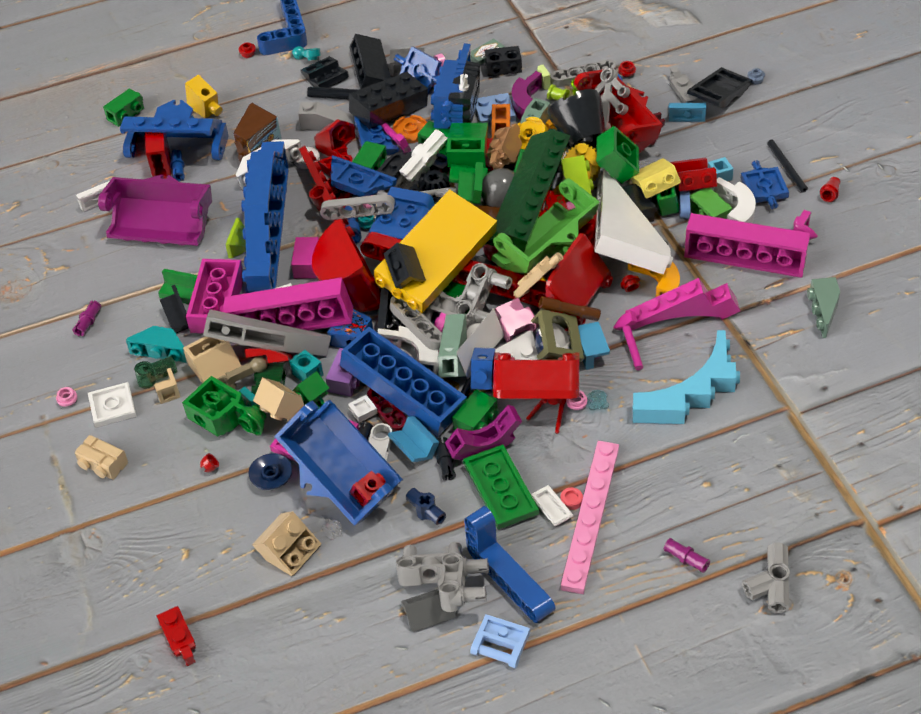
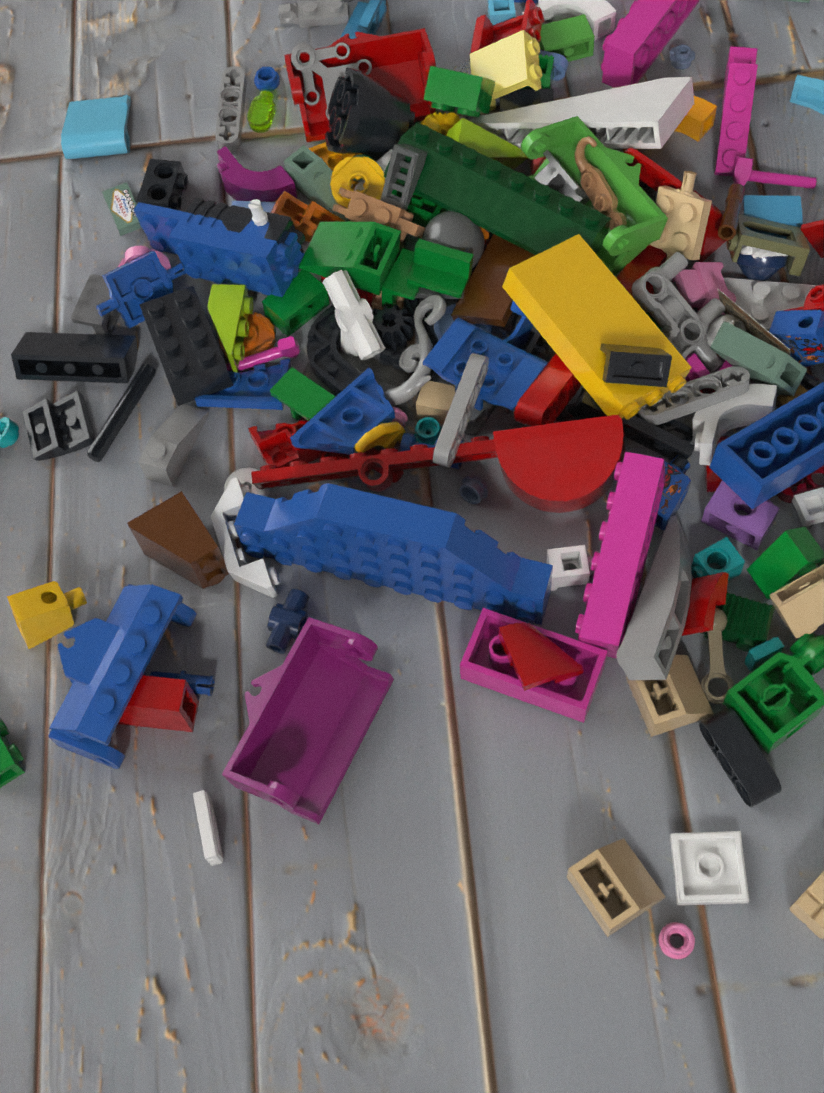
camera: 70 degrees left, 15 degrees up
(86, 318) = (504, 883): magenta pin -> none
(90, 359) = (614, 885): none -> tan slope
(148, 372) = (662, 784): clear green piece -> none
(157, 343) = (605, 770): teal slope -> none
(167, 389) = (699, 773): tan panel -> none
(170, 407) = (740, 757): none -> black beam
(175, 311) = (539, 732): black panel -> none
(183, 281) = (485, 722): green panel -> none
(210, 283) = (536, 656): none -> red slope
(225, 193) = (287, 621): none -> dark blue axle
(235, 243) = (403, 614): lime slope -> none
(302, 257) = (496, 520): dark pink brick -> none
(334, 136) = (232, 438): red slope -> none
(343, 189) = (383, 435): none -> yellow piece
(408, 112) = (229, 312): none -> lime slope
(530, 139) = (415, 168): none -> dark grey slope
(541, 19) = (96, 128): none -> medium azure door
(544, 237) = (596, 186): none -> medium nougat piece
(545, 76) = (216, 144): yellowish green tile -> none
(557, 93) = (266, 144): lime bush -> none
(557, 218) = (559, 179): none -> flat silver panel
(627, 69) = (249, 59): red plate -> none
(630, 283) = (669, 153): red plate -> none
(728, 274) = (681, 56): none -> sand blue plate

